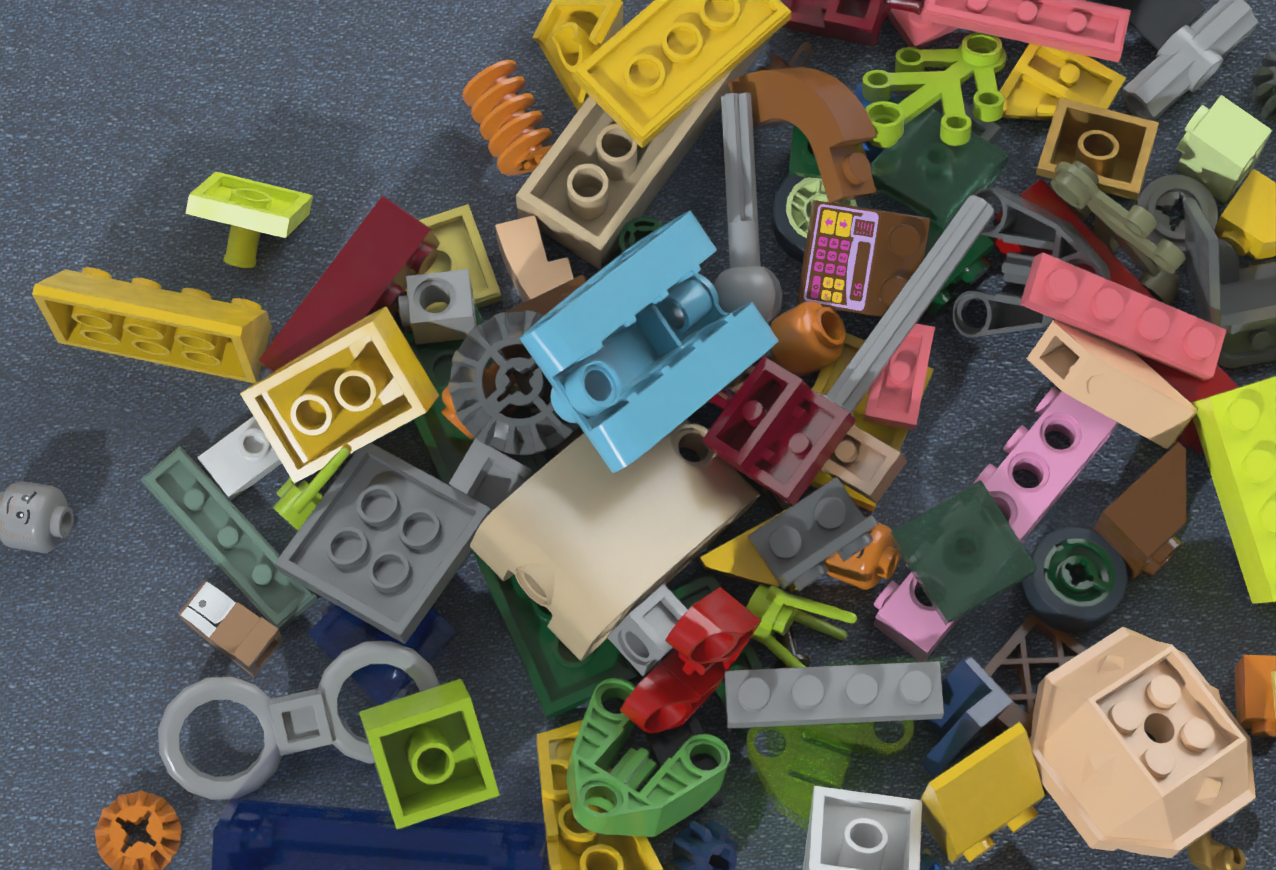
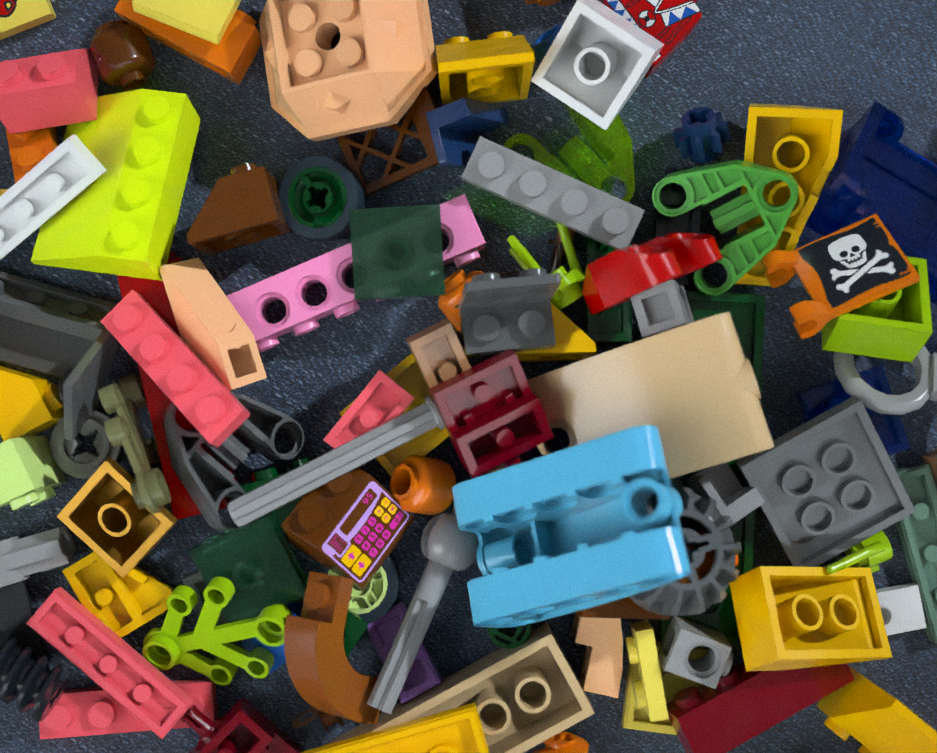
camera: 150 degrees left, 15 degrees up
(467, 251) = (649, 688): none -> light yellow plate
(487, 760) = (841, 272): none -> flag
(707, 157) = (423, 671): none -> medium lavender plate

